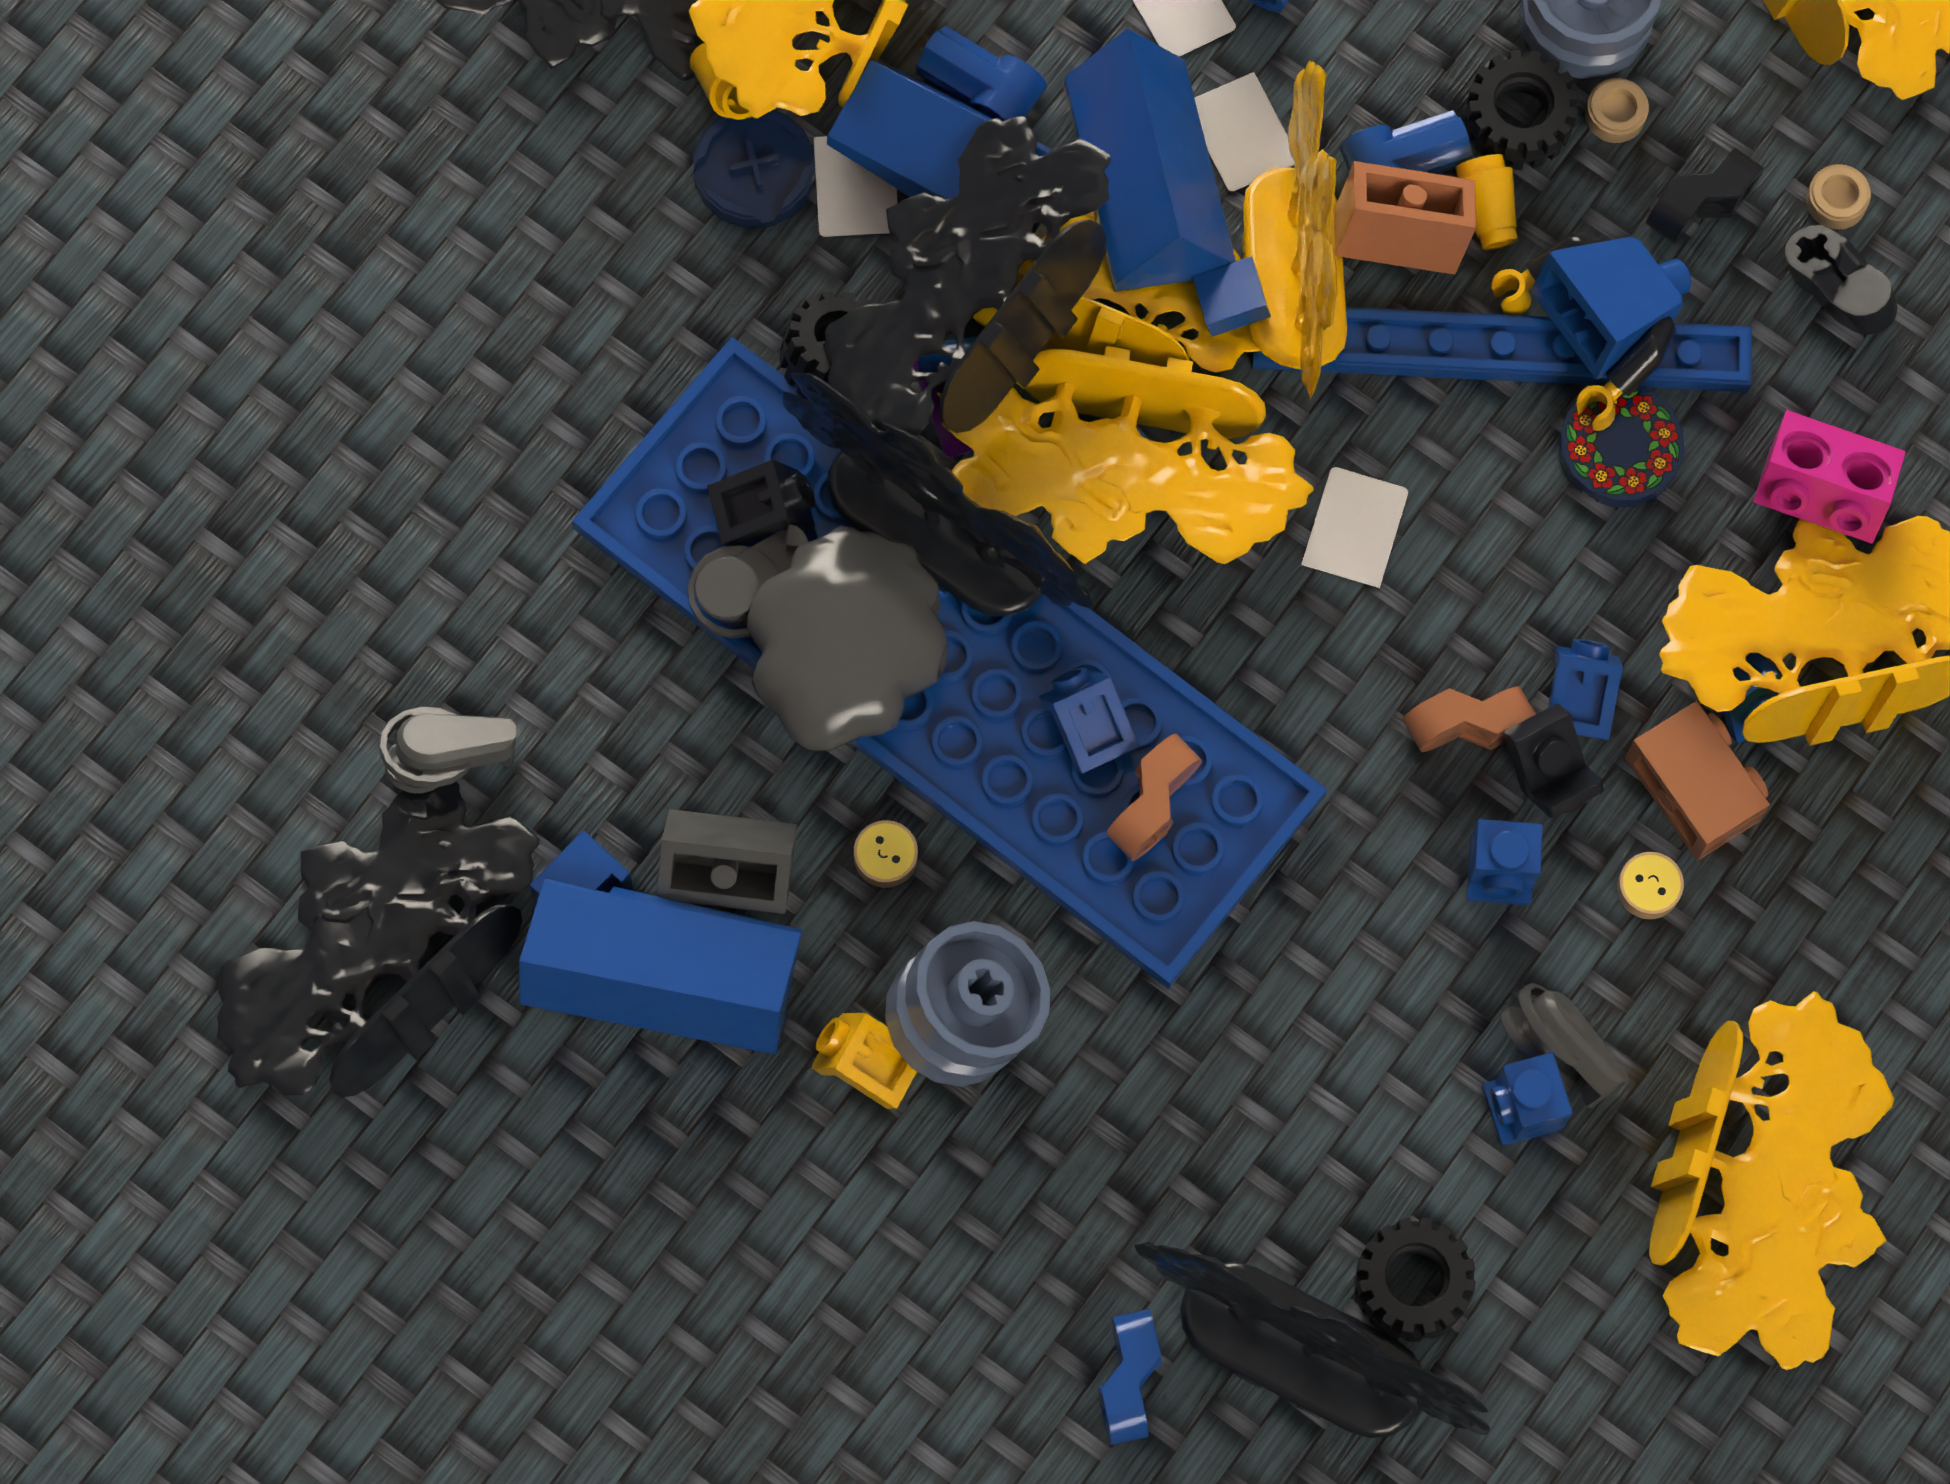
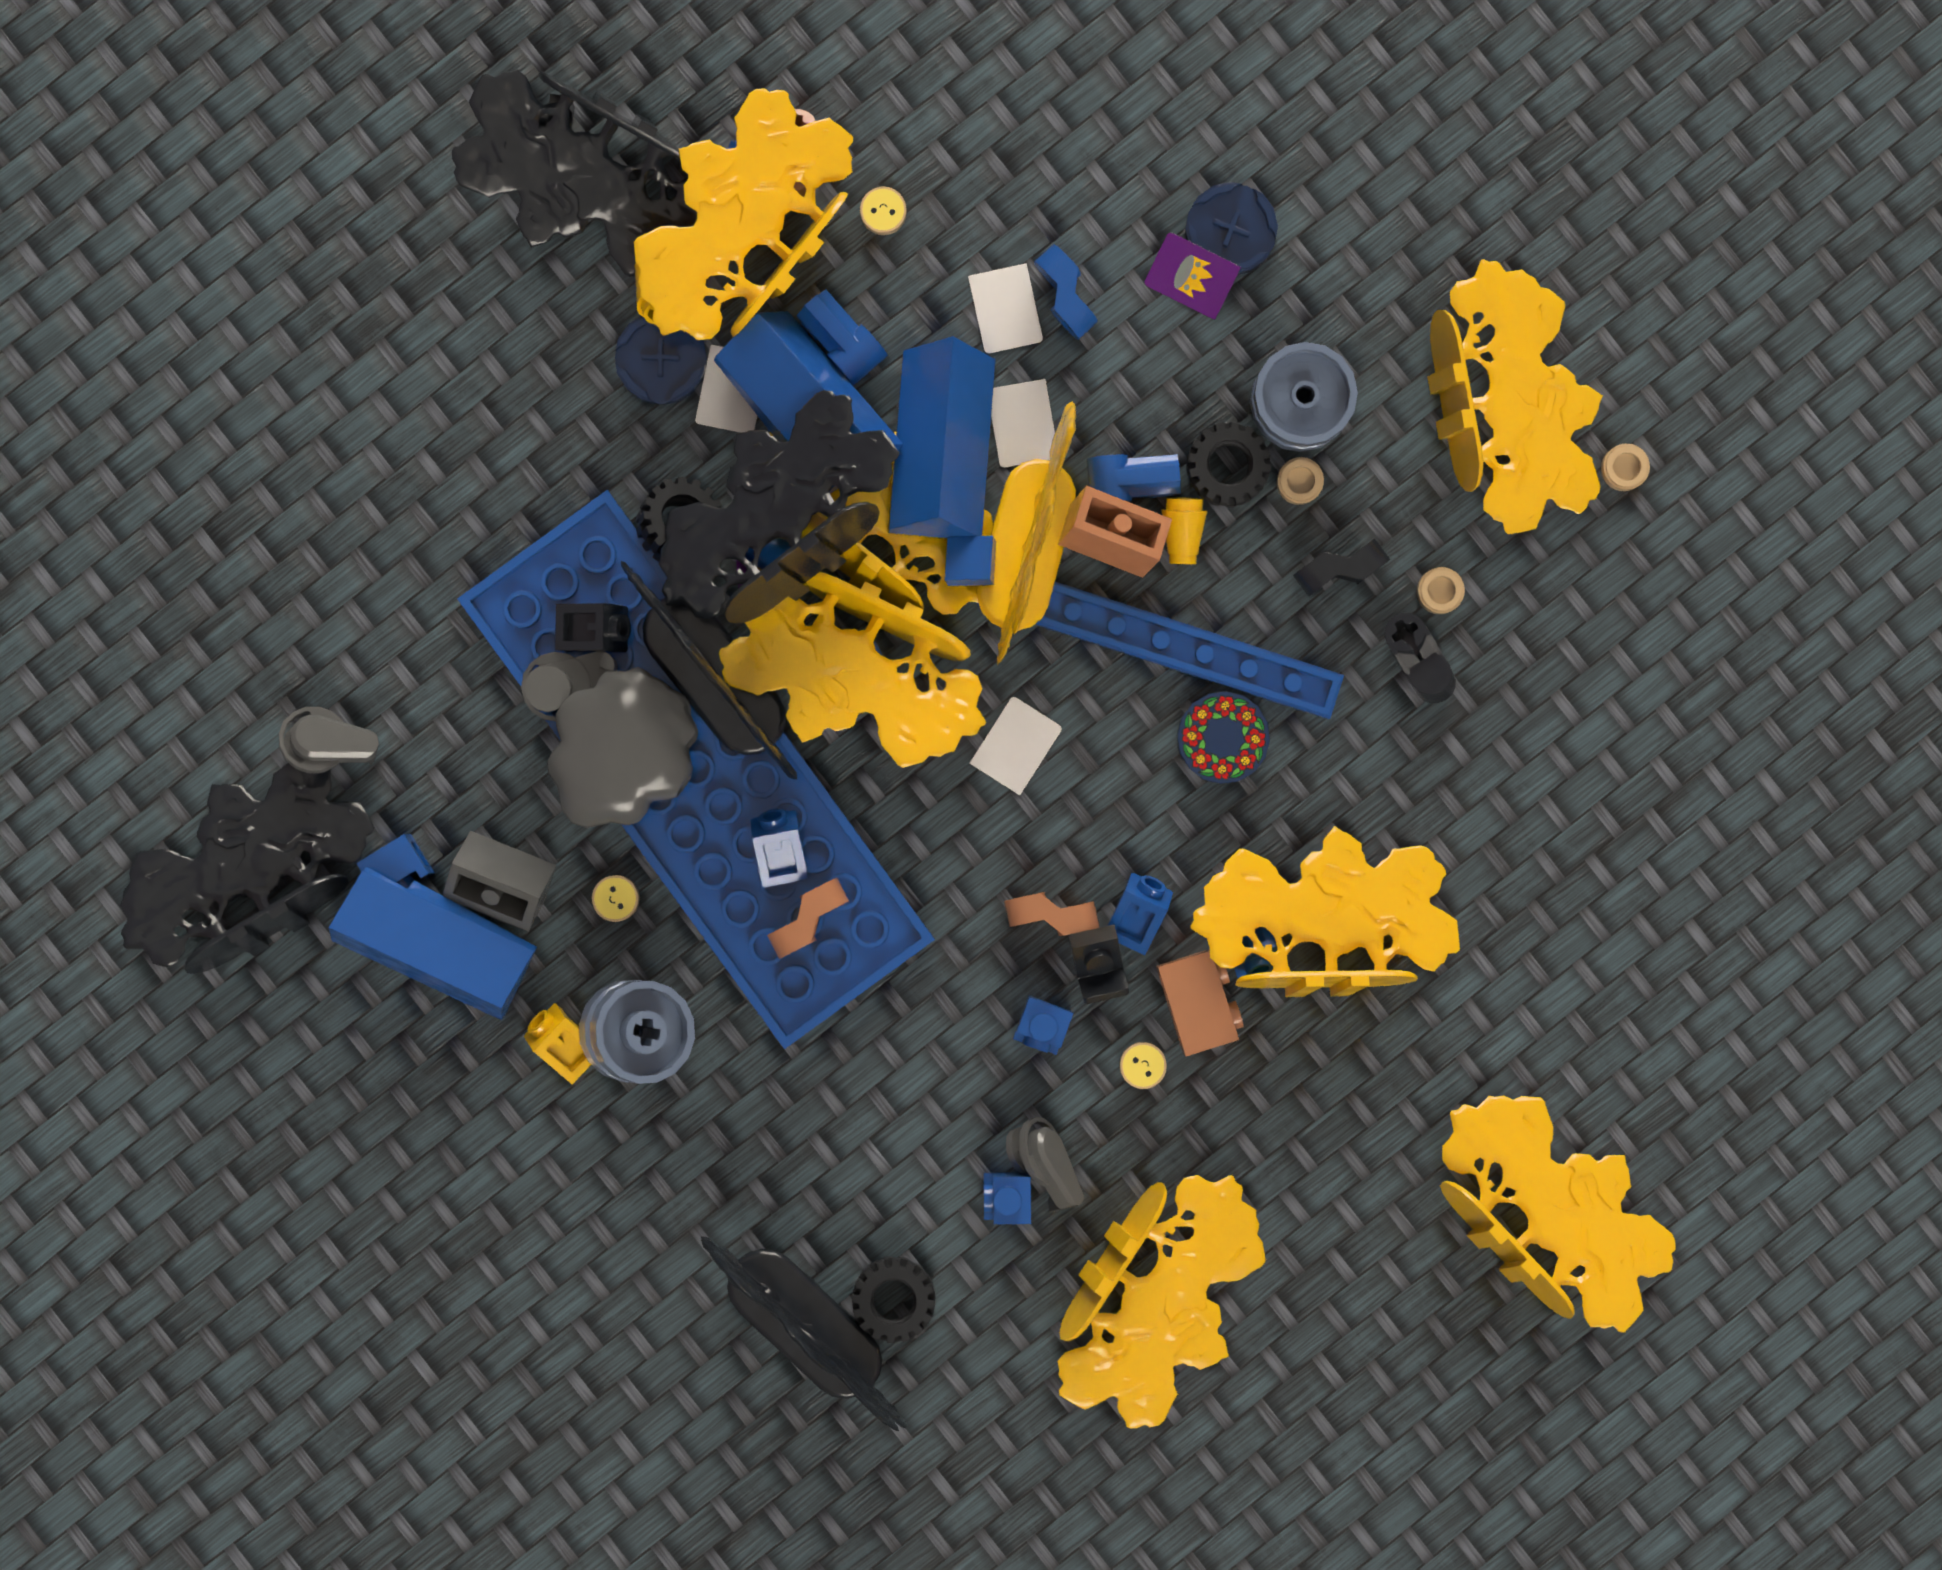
camera: 20 degrees right, 15 degrees up
(1121, 1394) = (688, 1303): blue piece -> none
(1608, 306) = (1240, 640): blue torso -> none
(1829, 476) = (1366, 798): dark pink brick -> none

